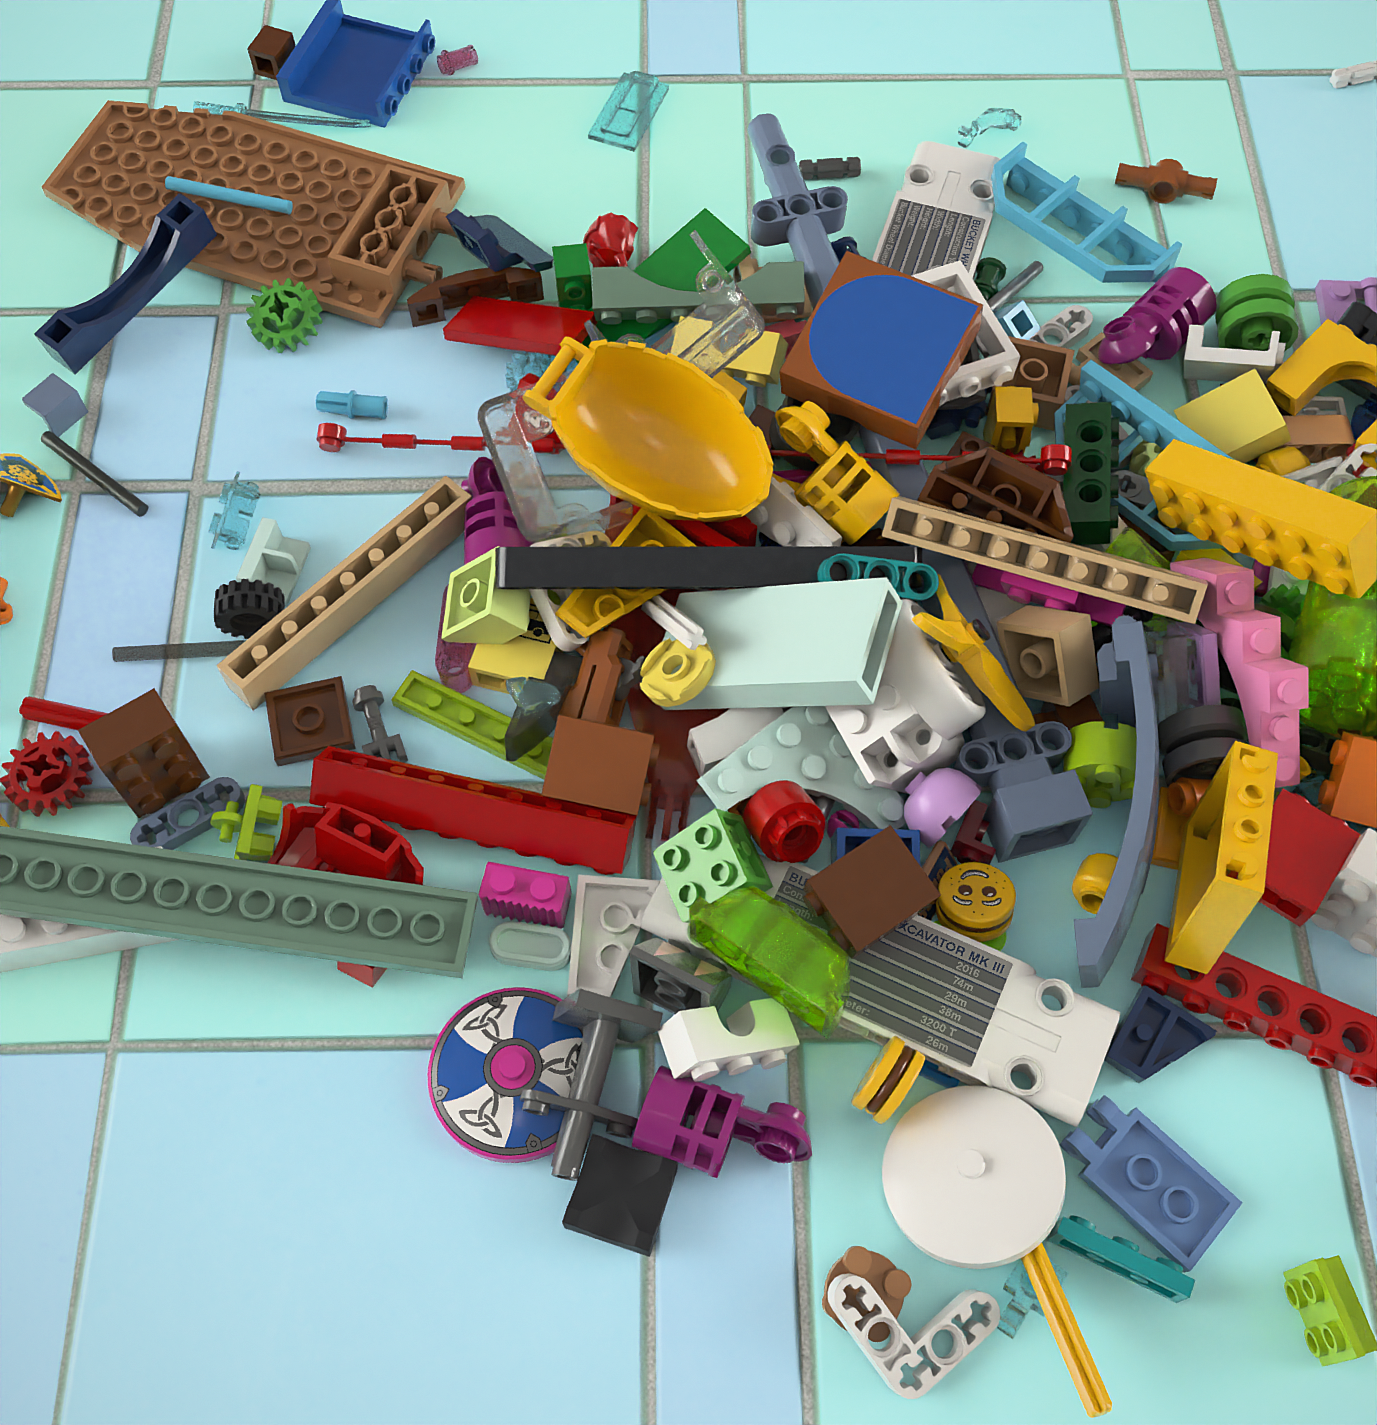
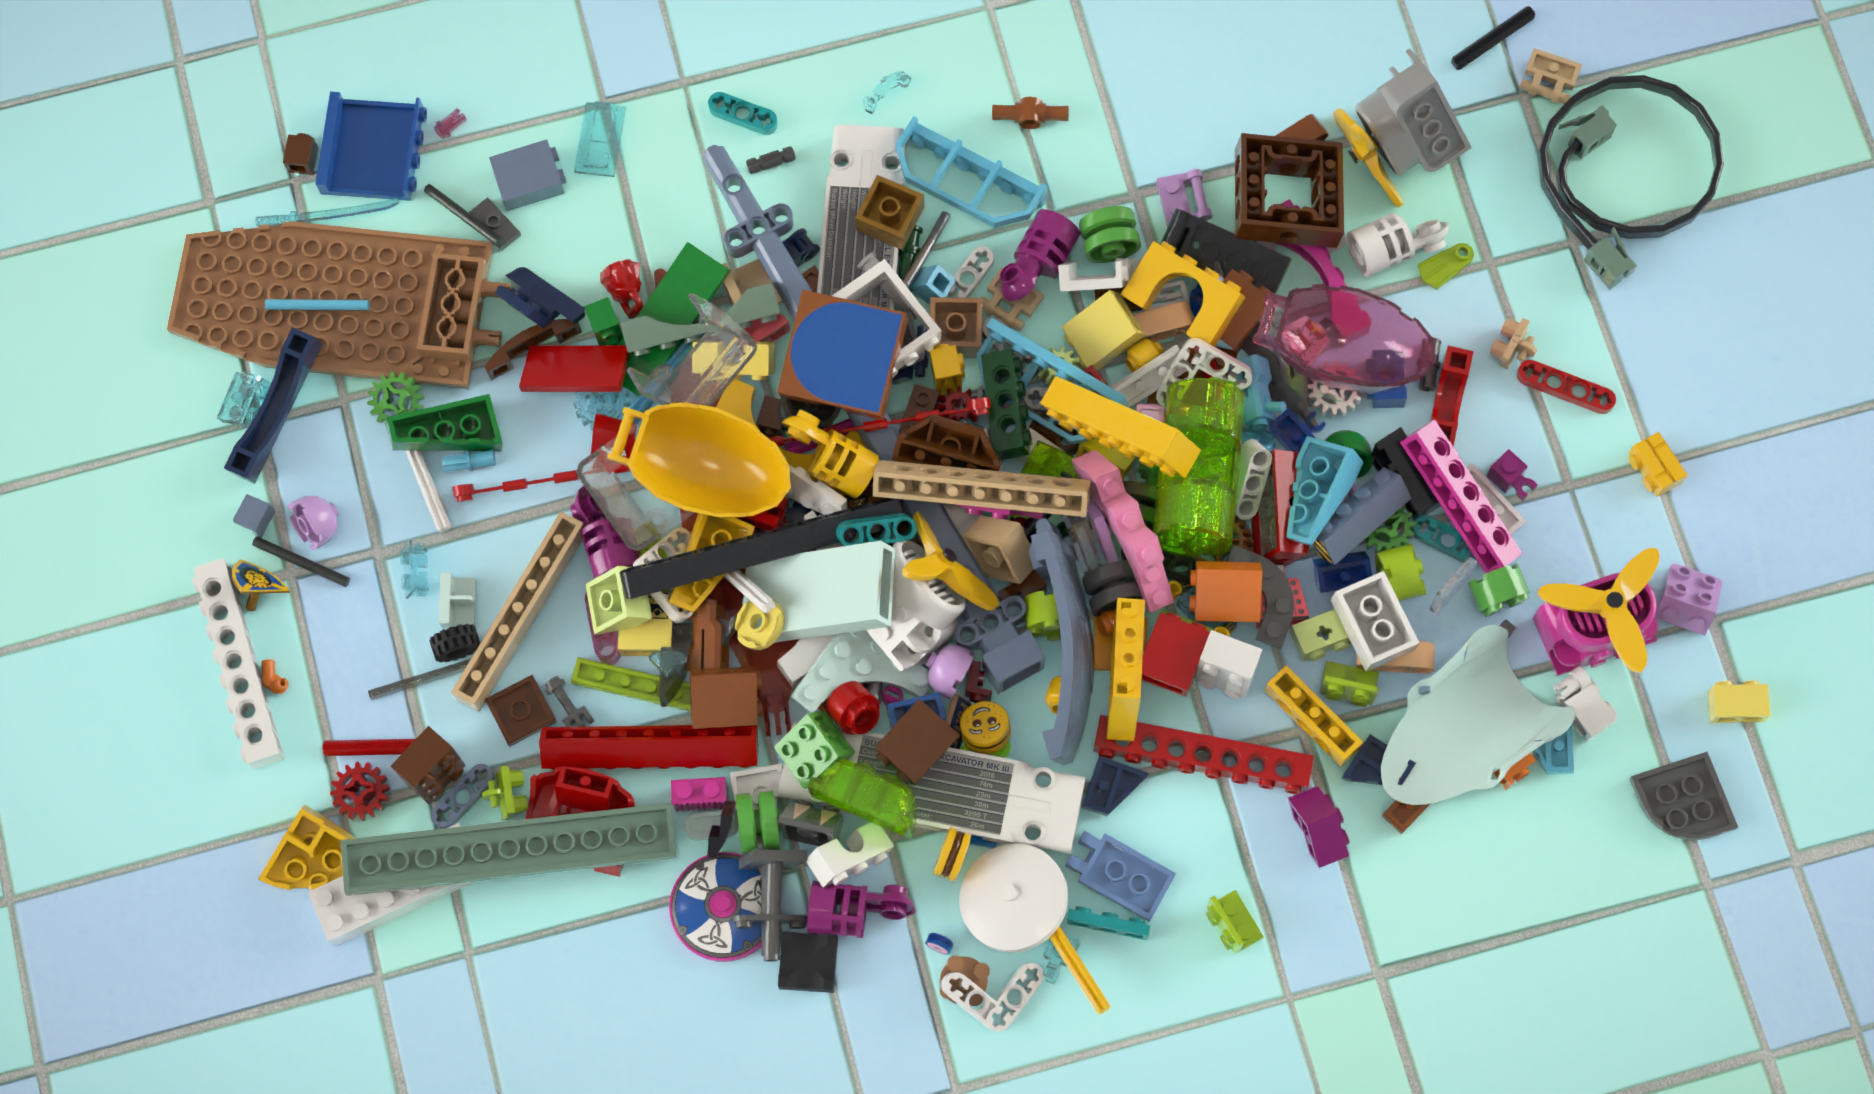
camera: 10 degrees left, 10 degrees up
(97, 275) = (243, 399): none -> clear light blue bracket
(127, 423) = (314, 519): none -> lavender cylinder
(288, 422) = (429, 490): none -> white axle
(332, 352) = (447, 427): none -> green wedge
(441, 147) = (463, 215): none -> pearl dark grey bar
(475, 166) = (493, 218): none -> dark grey plate
(531, 123) = (528, 174): none -> sand blue brick
(535, 958) = (719, 833): none -> black slope
(598, 951) = (758, 821): none -> bright green wheel
(827, 126) = (723, 113): none -> teal beam
(837, 1219) = (939, 943): none -> clear blue tile
(972, 228) = (889, 212): none -> pearl gold brick

